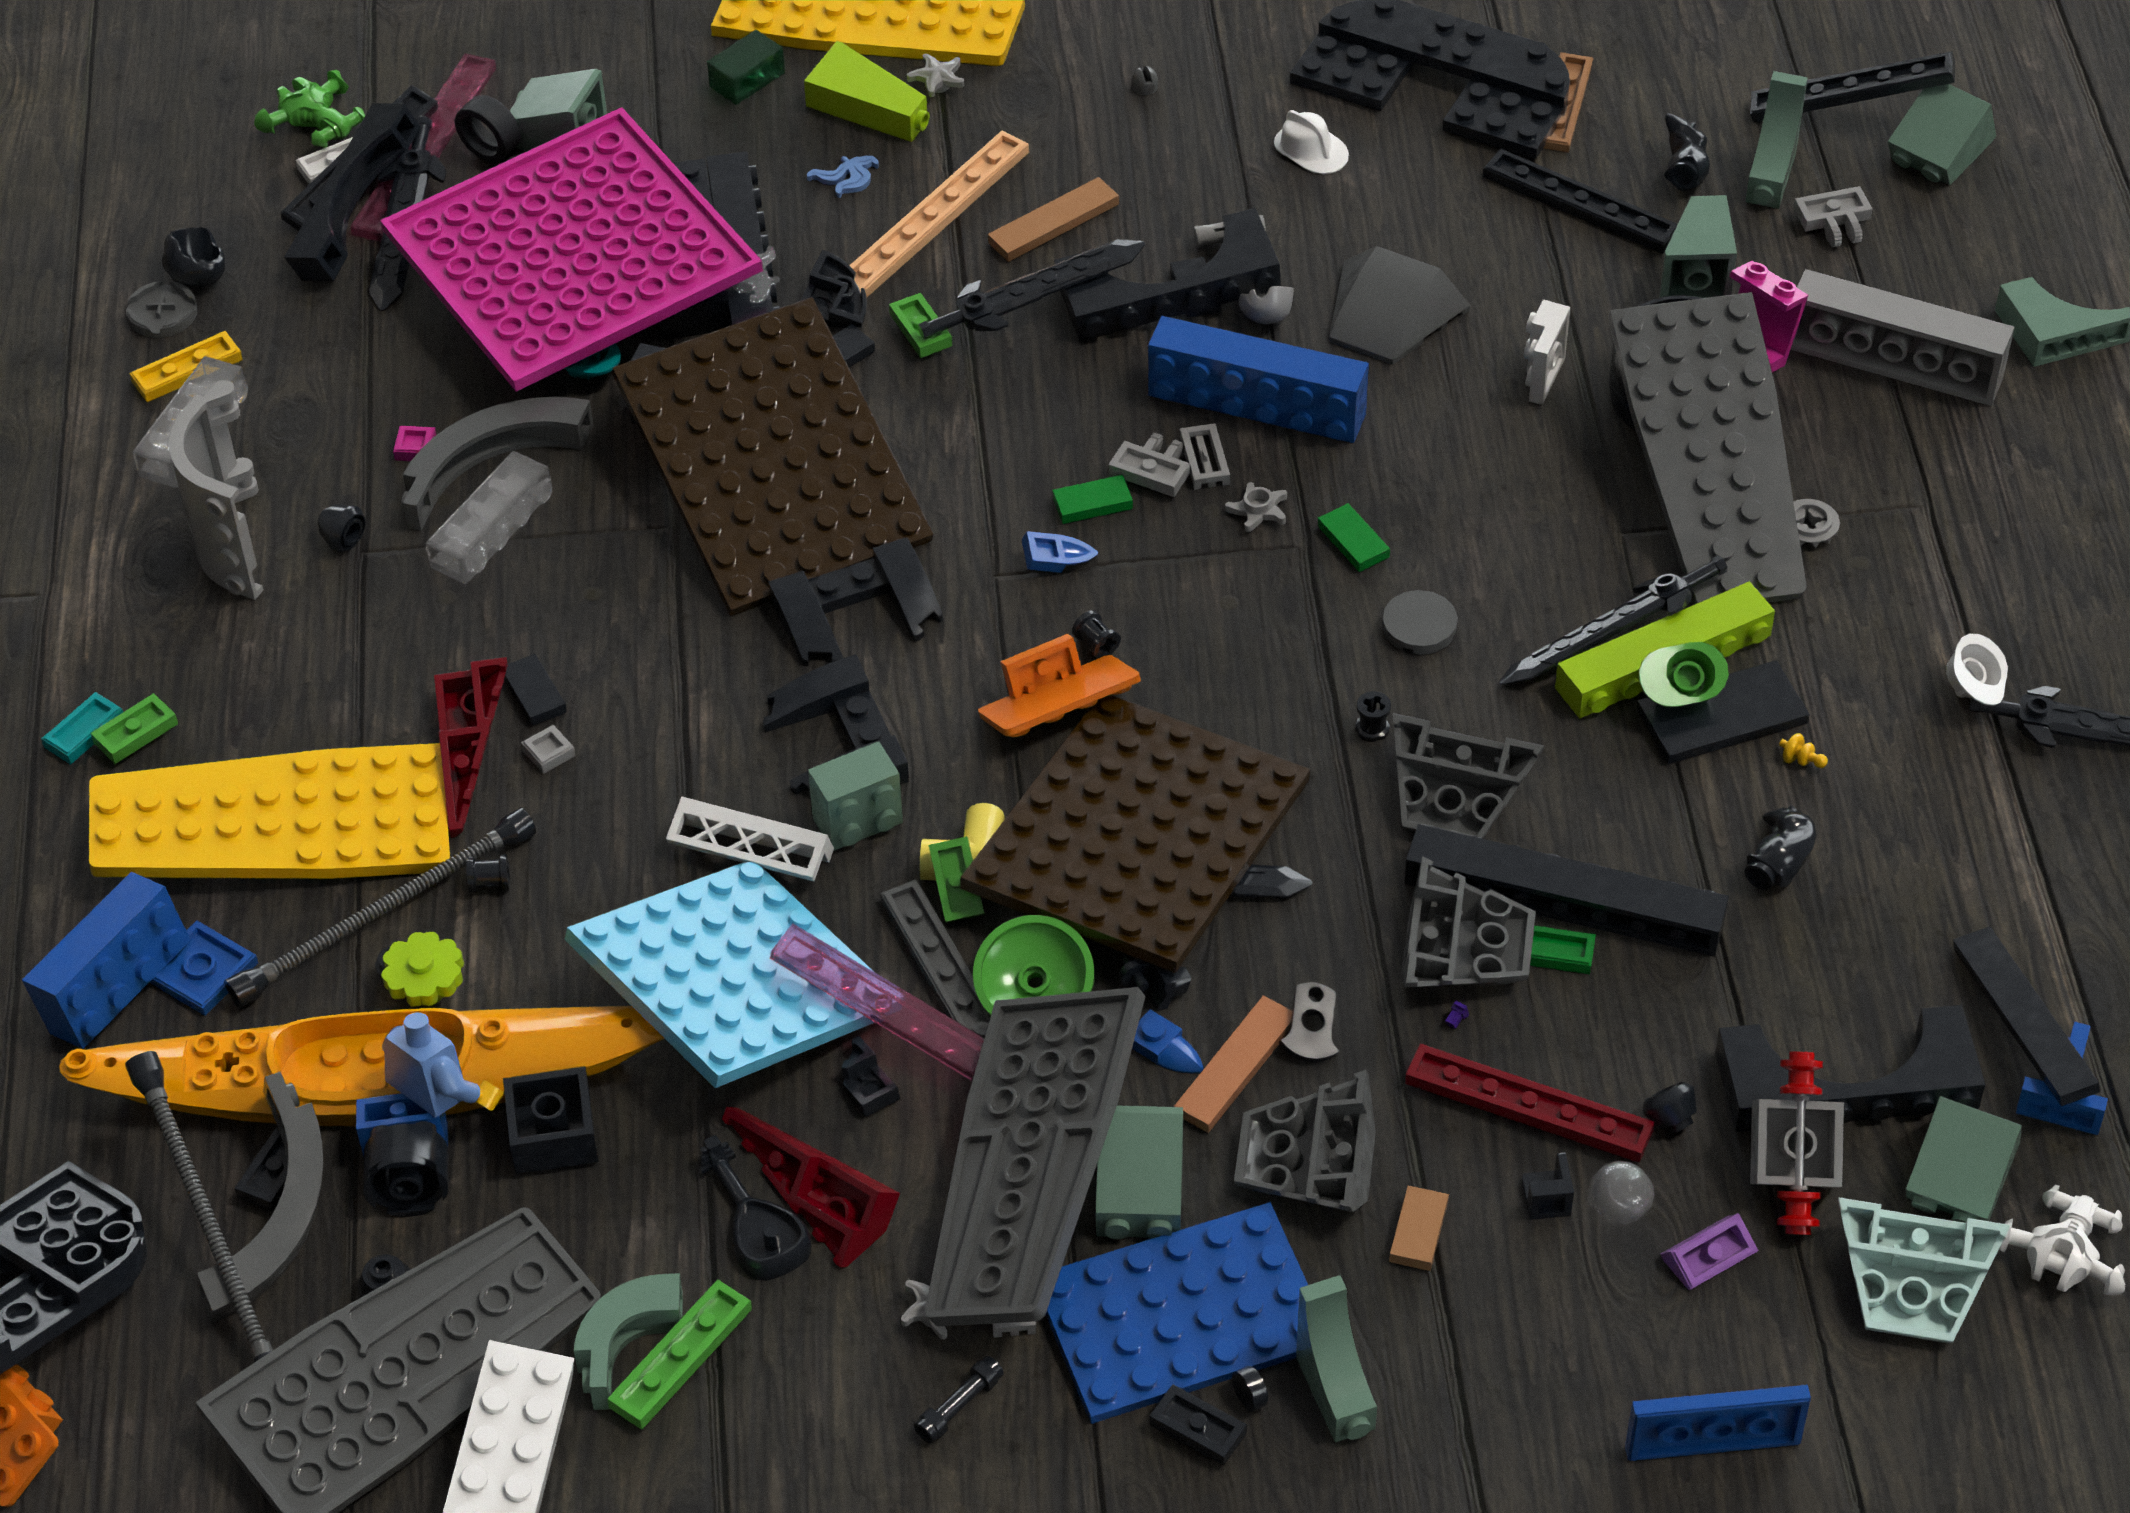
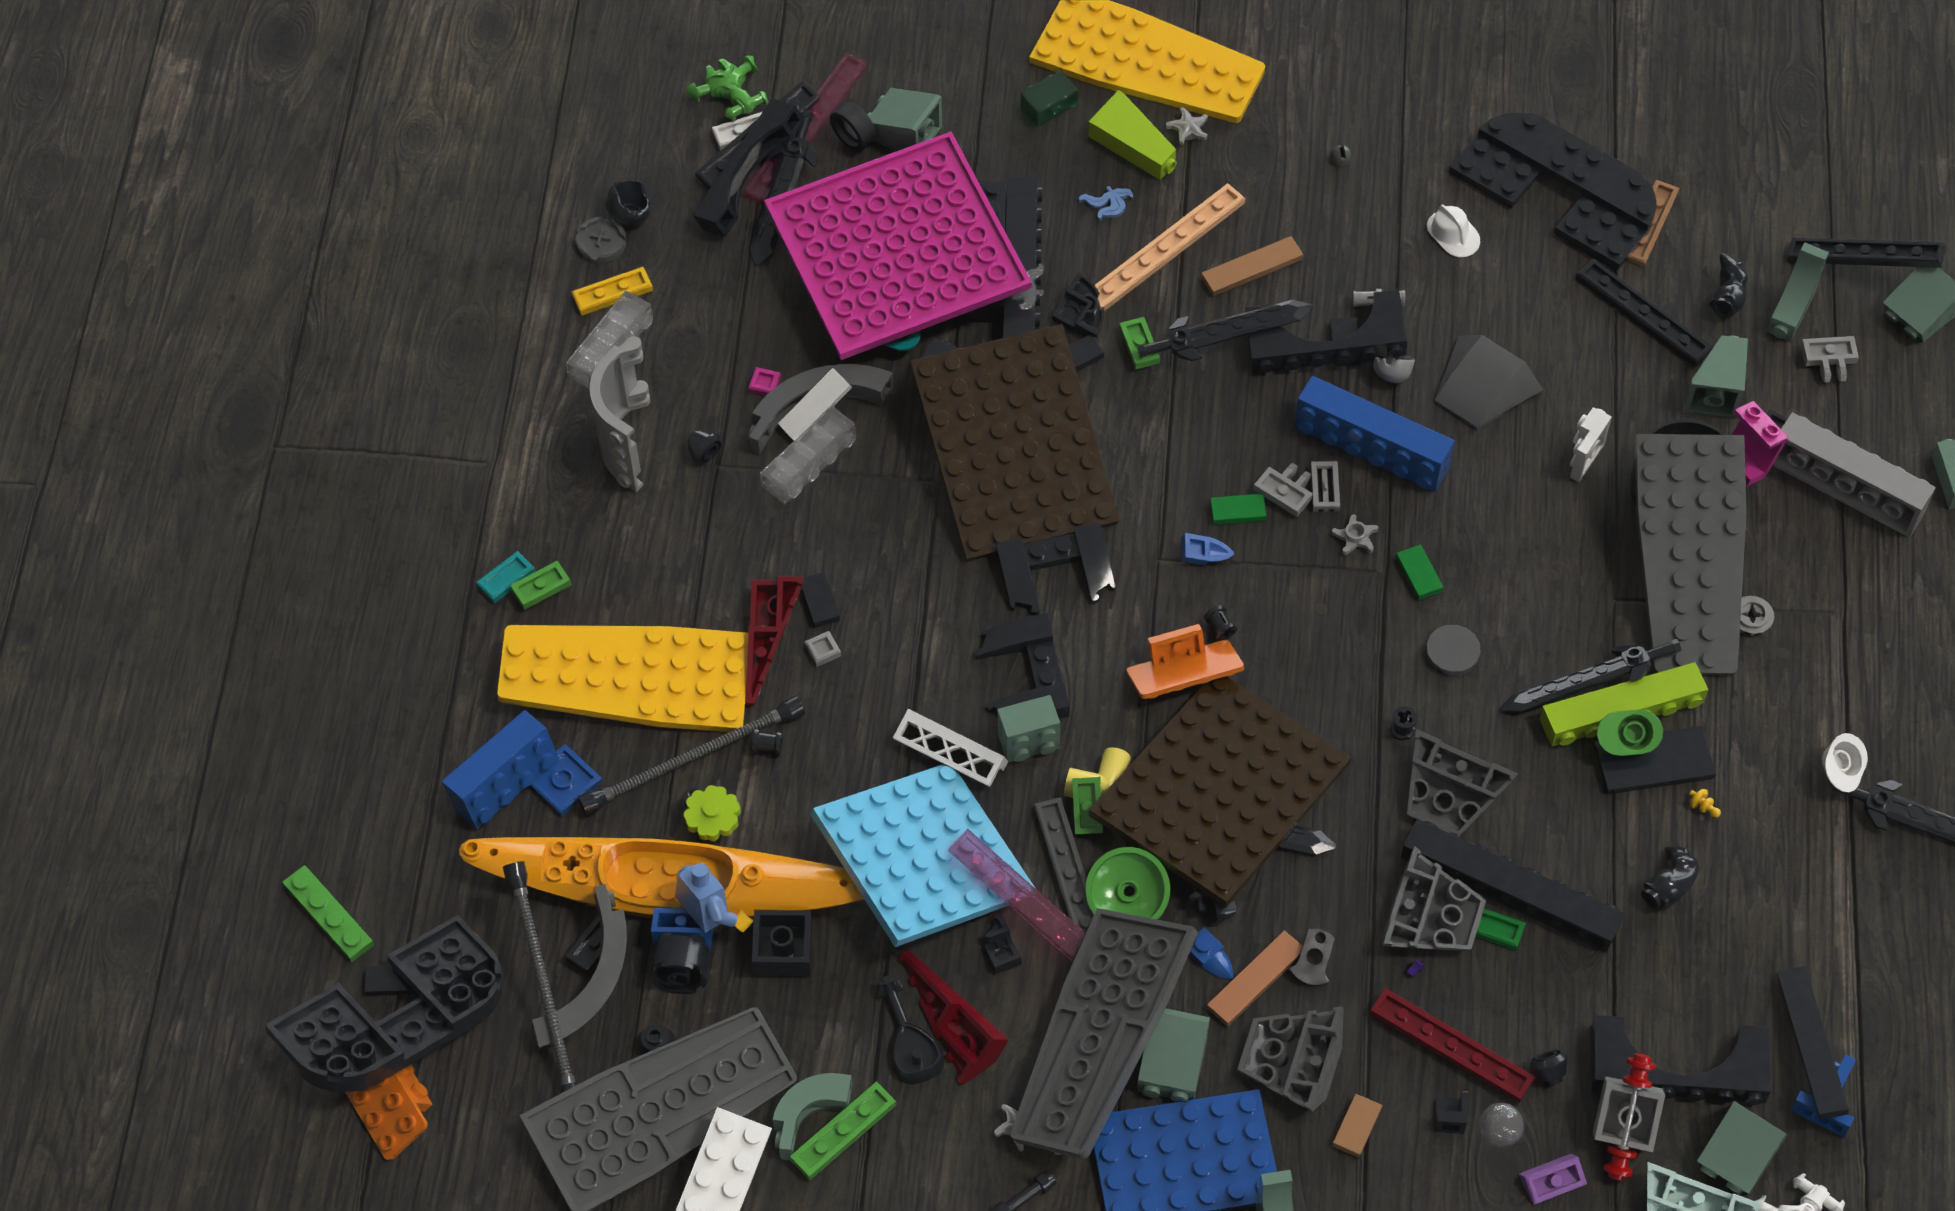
camera: 10 degrees right, 10 degrees up
(494, 444) = (815, 404): none -> white tile

